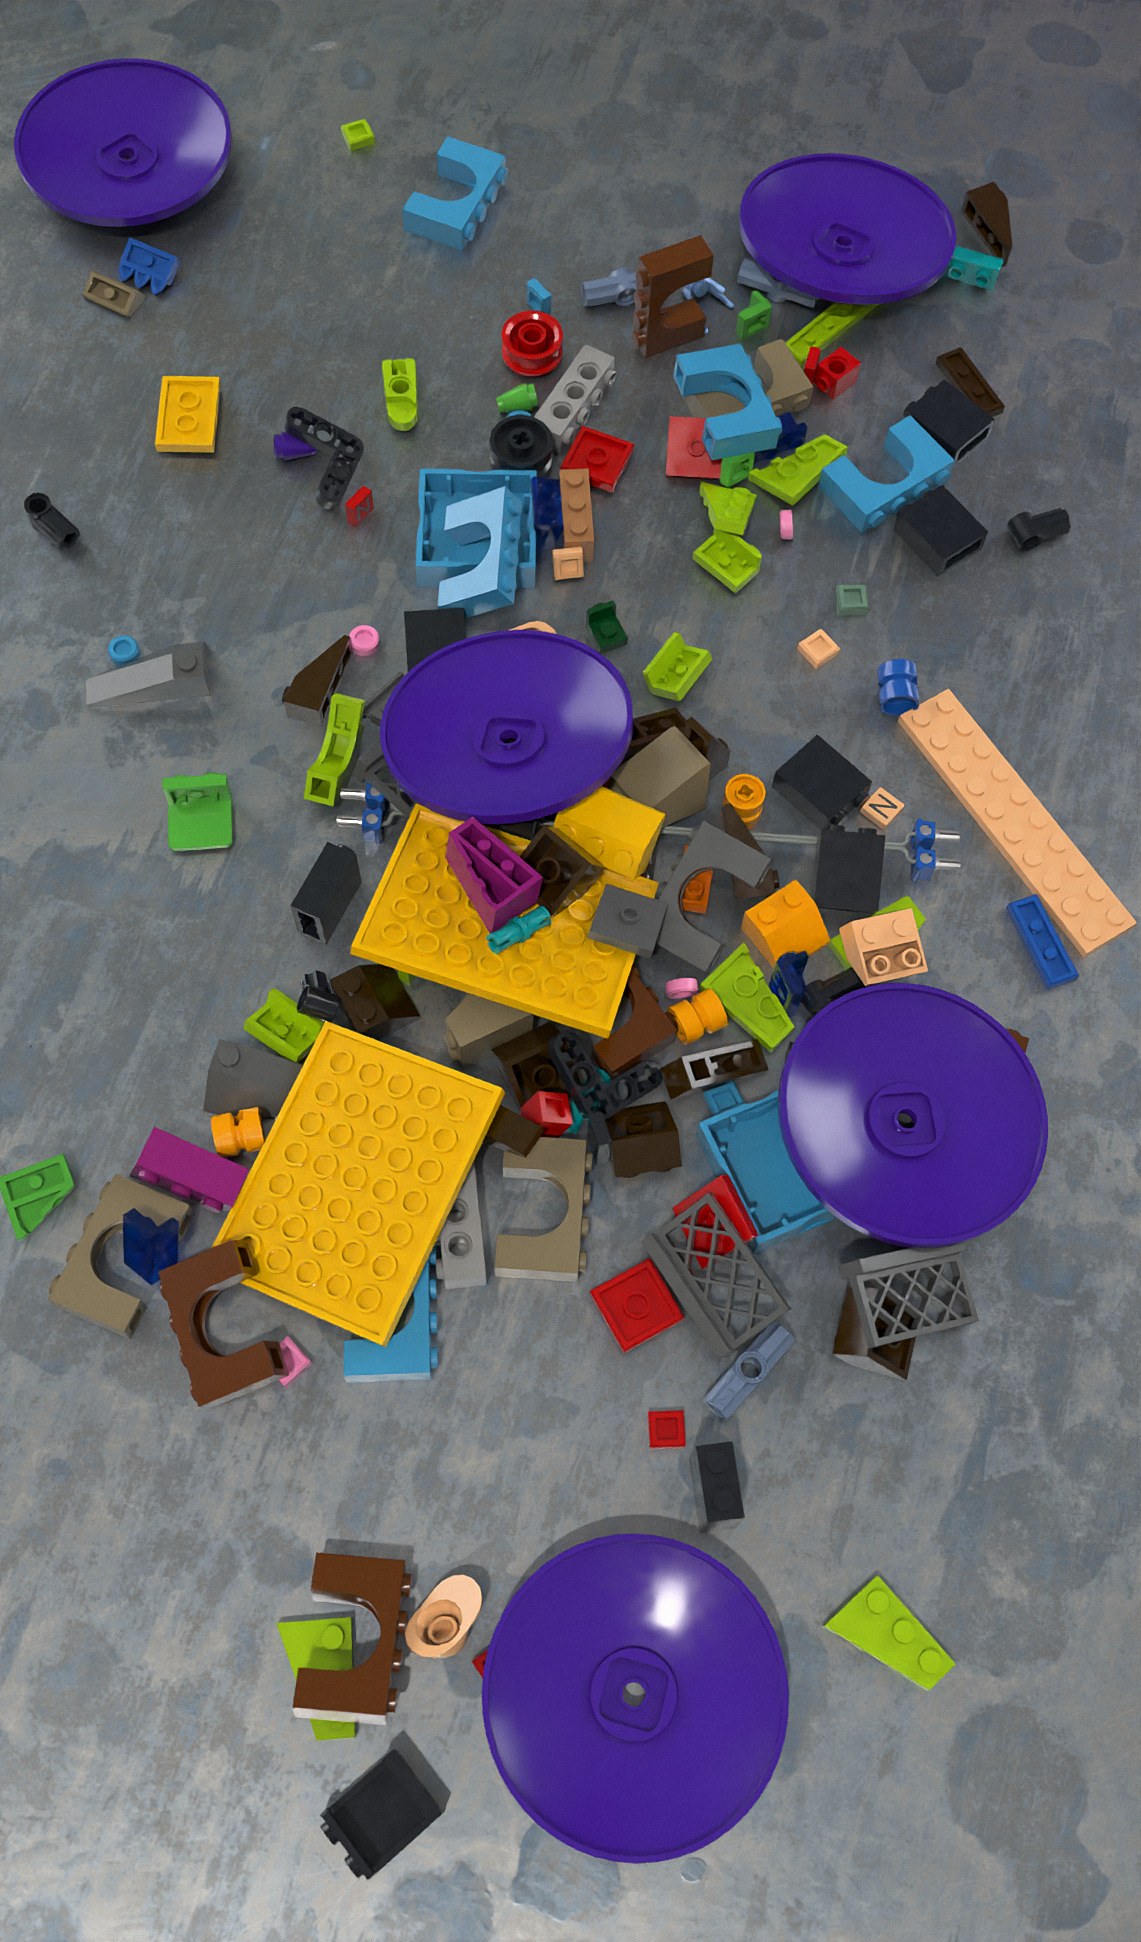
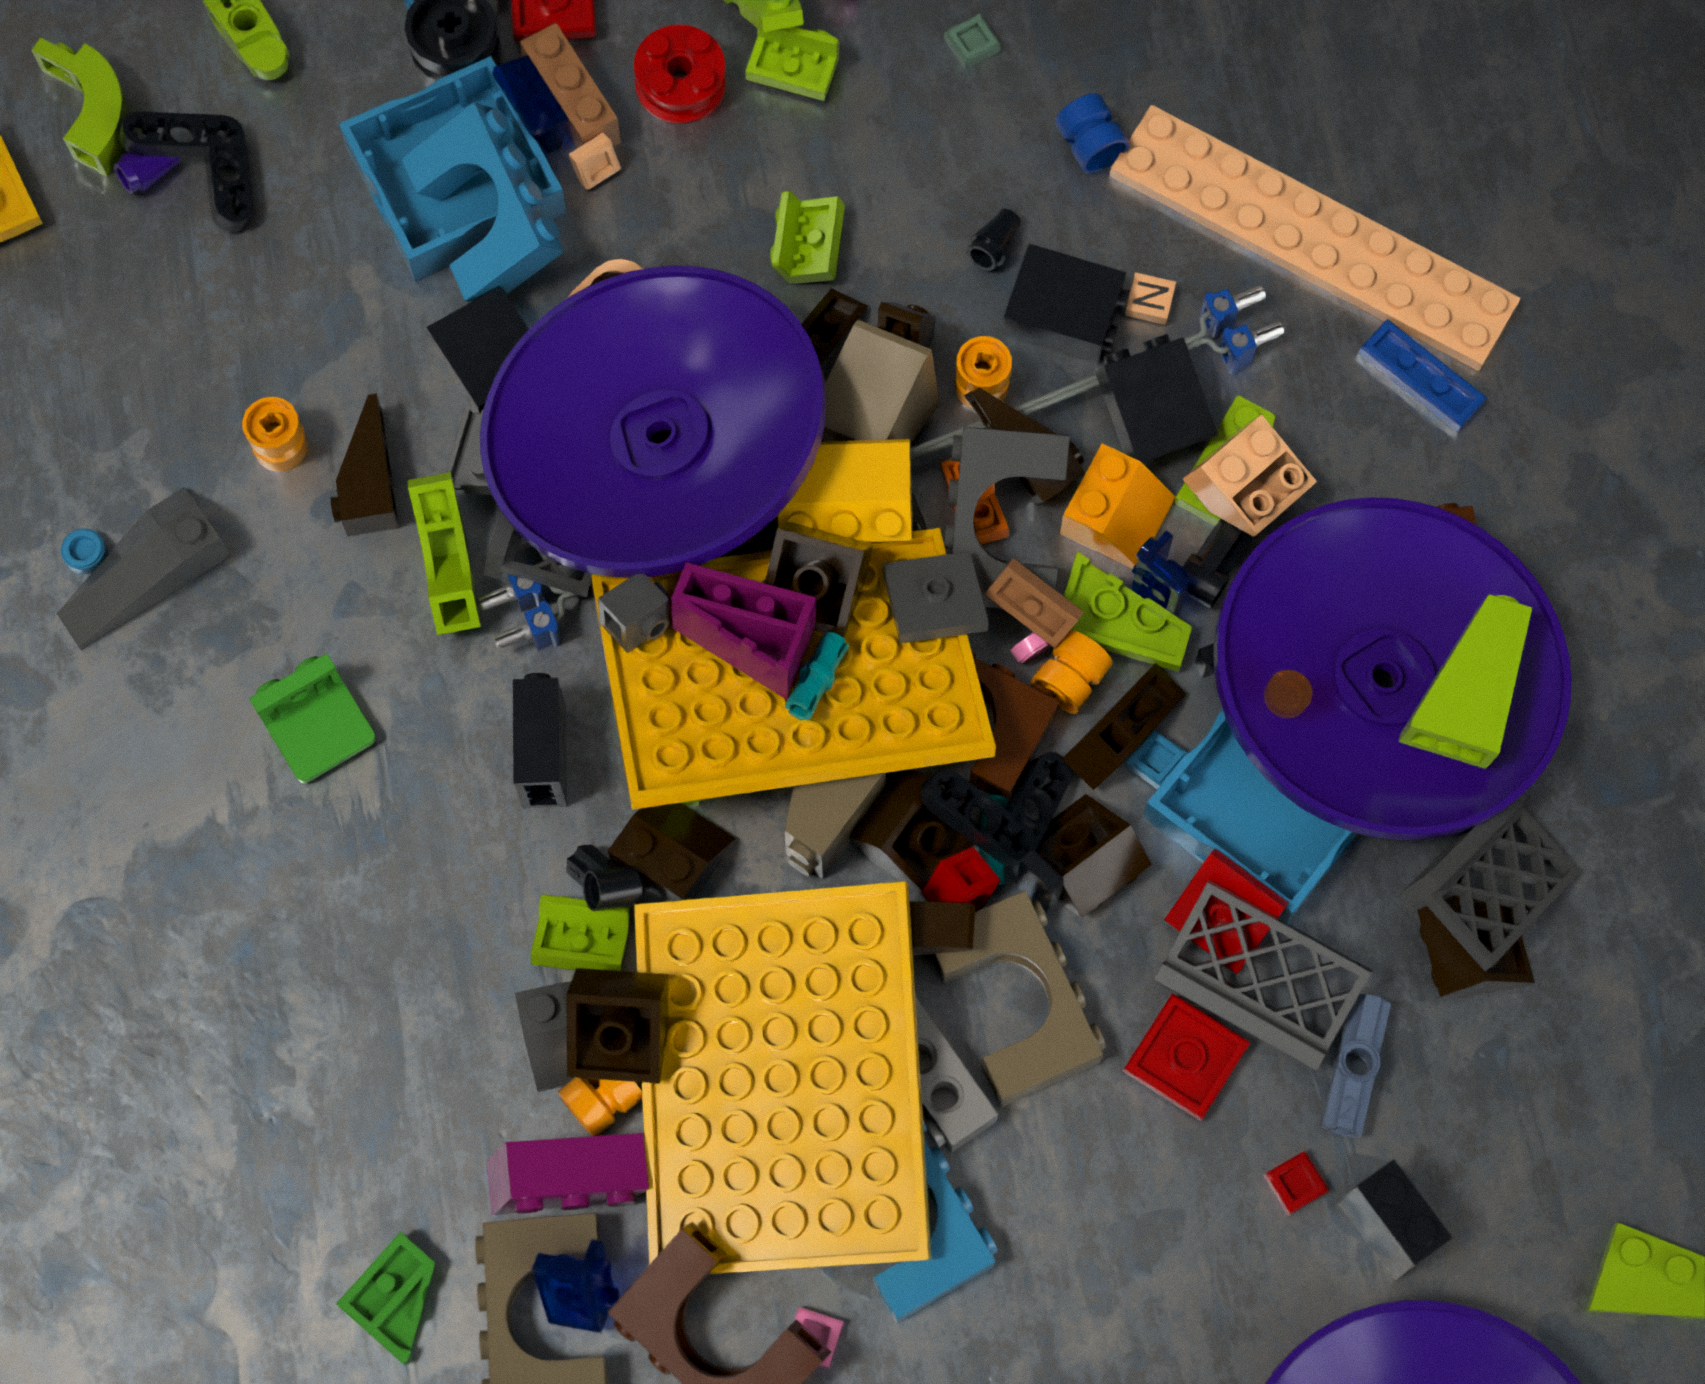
camera: 25 degrees left, 5 degrees up
(268, 1089) = (616, 1025): none -> dark brown slope
(276, 633) = (275, 434): none -> light orange wheel
(291, 393) = (96, 131): none -> lime arch
(359, 506) = (282, 209): red tile -> none
(364, 640) = (391, 386): bright pink tile -> none
(425, 834) = (635, 611): none -> dark grey brick
(605, 627) = (687, 224): dark green bracket -> none
(655, 520) = (676, 50): none -> red wheel
(693, 957) = (1034, 603): none -> medium nougat plate
(796, 725) = (992, 242): none -> black cone
(818, 648) = (965, 126): light nougat tile -> none
(827, 1092) = (1288, 693): none -> clear orange tile
(956, 1153) = (1473, 691): none -> lime slope

